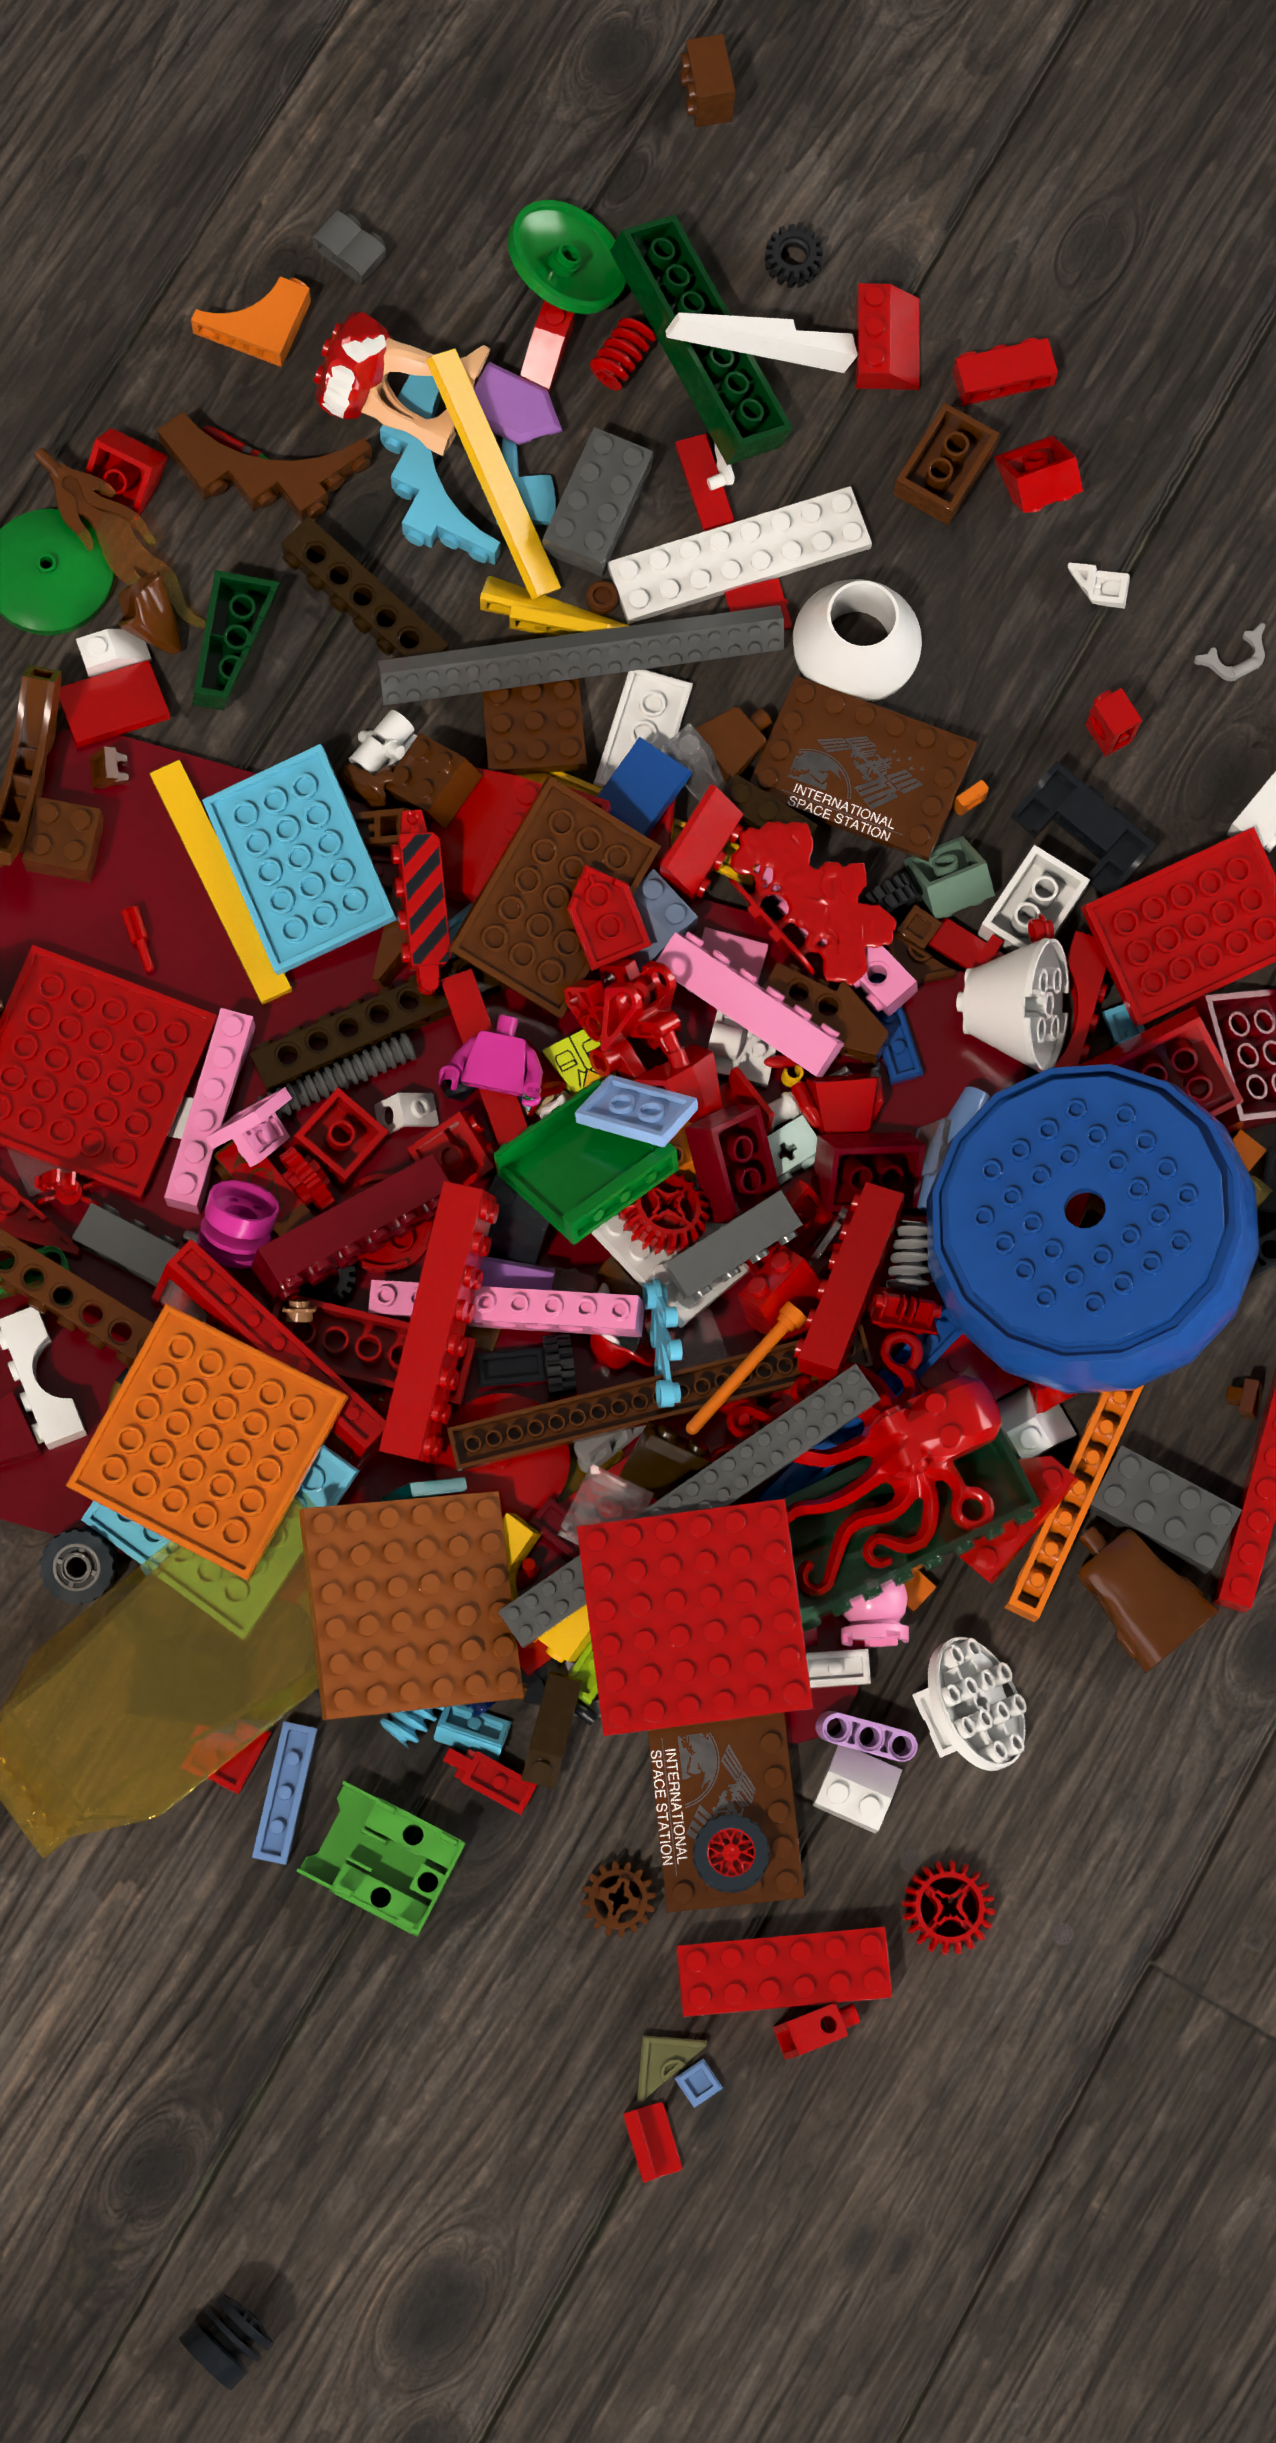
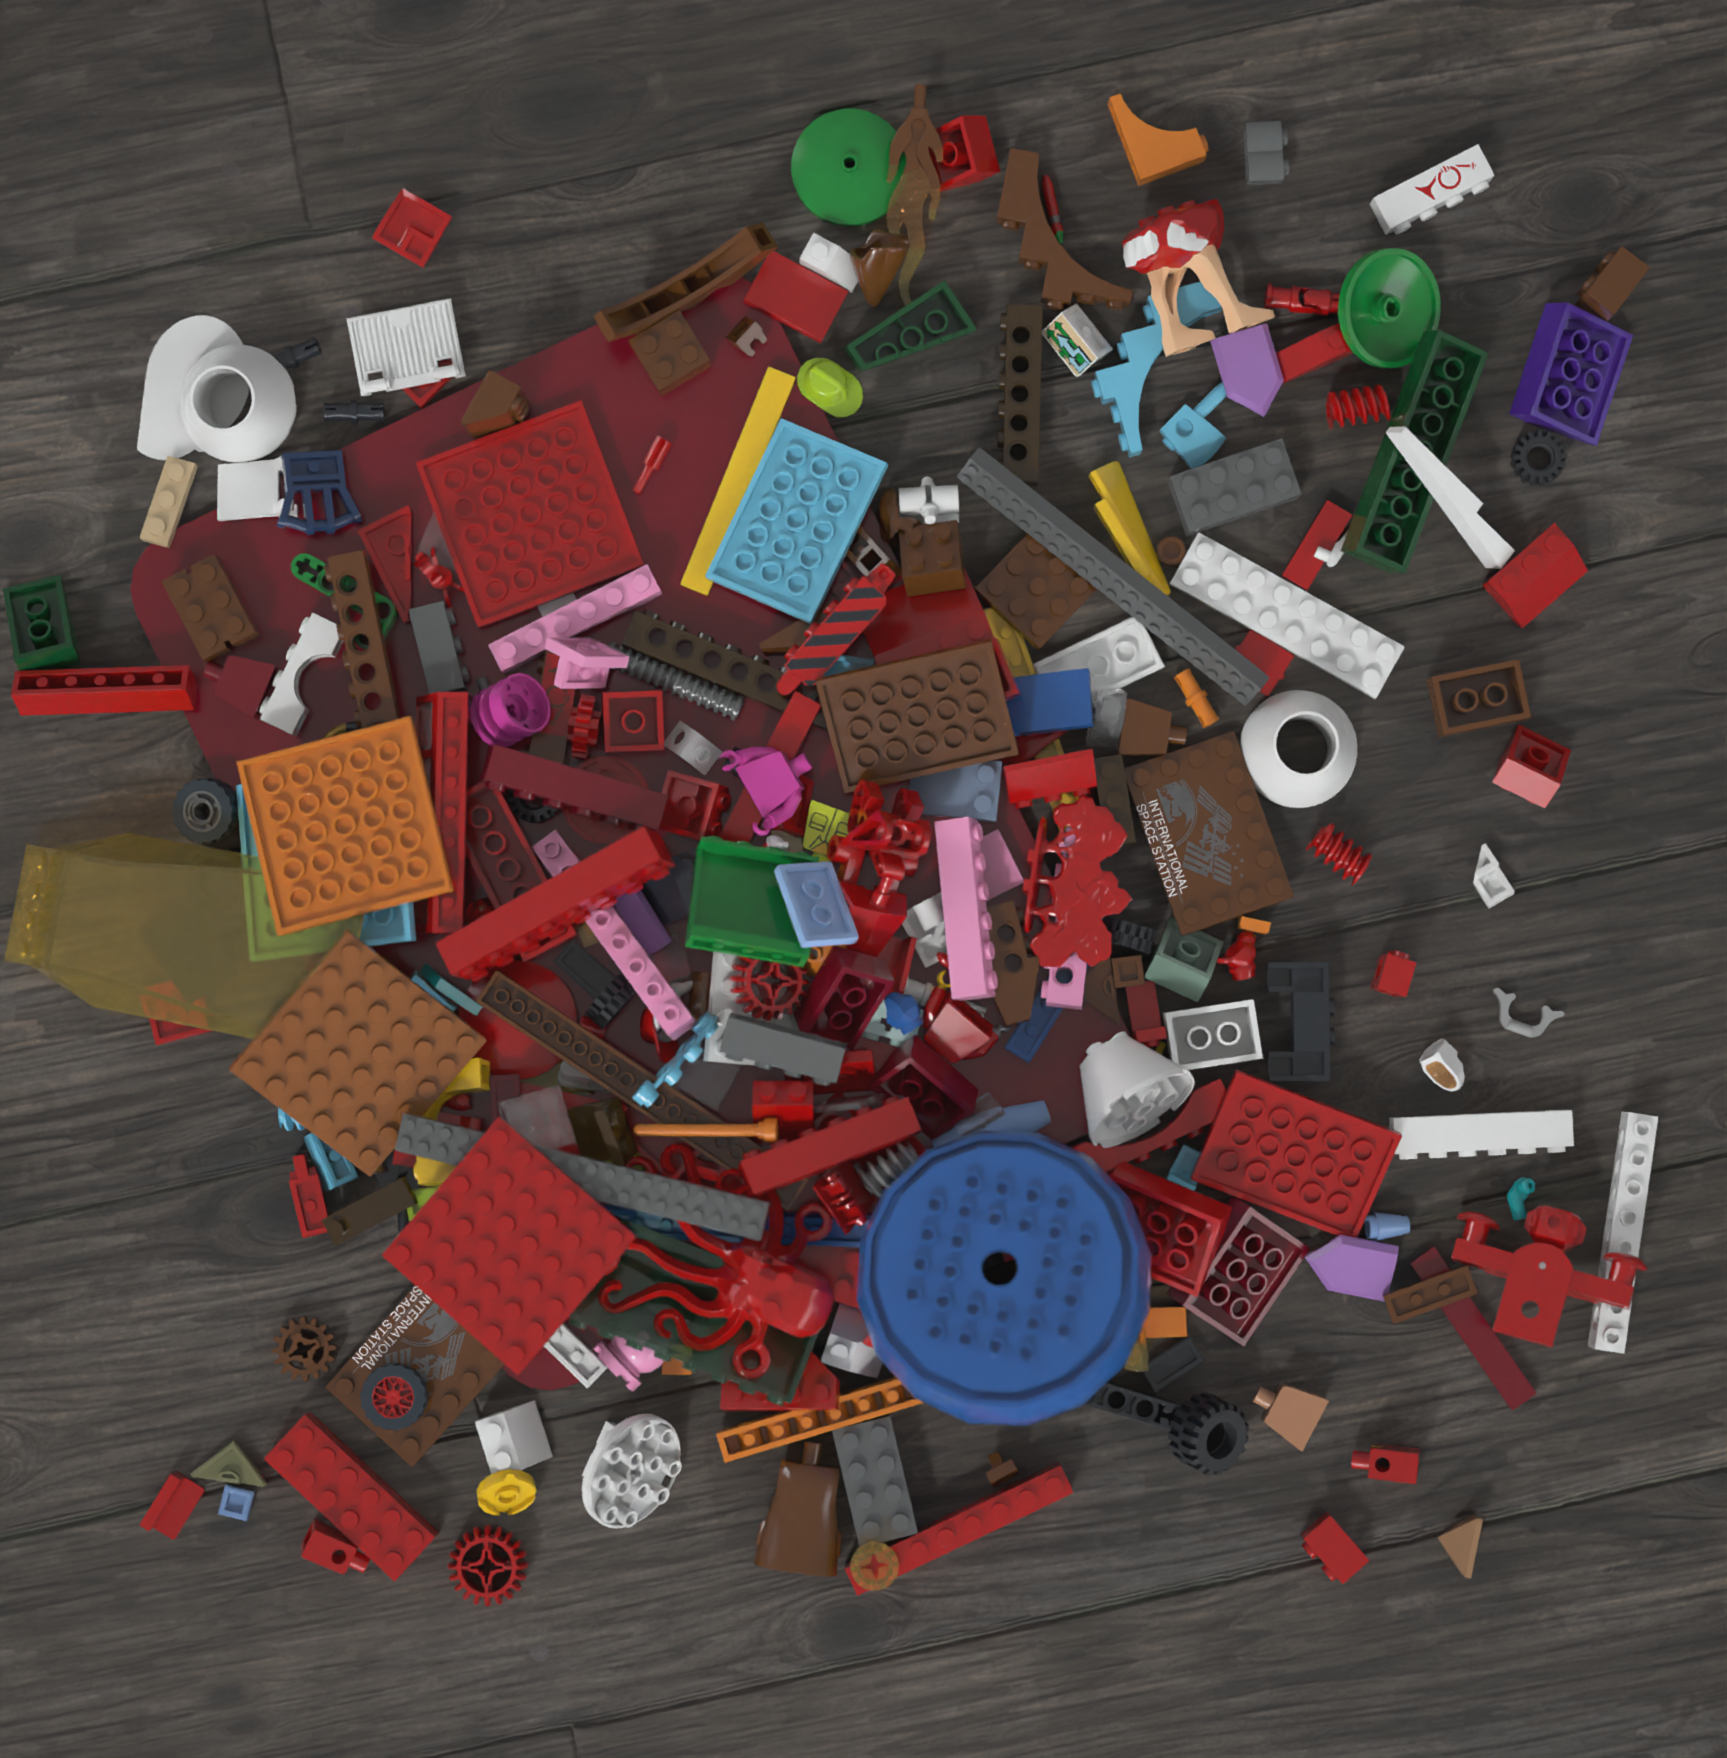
camera: 60 degrees right, 10 degrees up
(212, 742) = (830, 387): none -> lime piece
(284, 1793) = (182, 1075): medium blue plate -> none
(299, 1310) = (488, 804): medium nougat plate -> none
(361, 520) = (1076, 340): none -> panel
(370, 1853) = (192, 1164): bright green piece -> none
(493, 473) = (1184, 401): yellow tile -> none
(502, 149) = (1431, 190): none -> white brick
(504, 313) = (1314, 301): none -> red piece
(606, 918) = (934, 763): red tile -> none
(742, 681) = (1196, 698): none -> orange pin
(747, 173) = (1571, 373): none -> dark purple slope
(789, 1128) = (902, 1012): none -> blue rock
(882, 1736) = (551, 1402): lavender beam -> none
(899, 1832) = (506, 1492): none -> yellow tile
(974, 678) = (1340, 853): none -> red piece
(988, 830) = (1241, 956): none -> red animal
(1004, 371) = (1586, 676): red brick -> none
(1040, 928) = (1194, 1057): red plate -> none
(1222, 750) = (1443, 1065): none -> white rock
(1255, 1564) = (885, 1575): none -> clear yellow gear

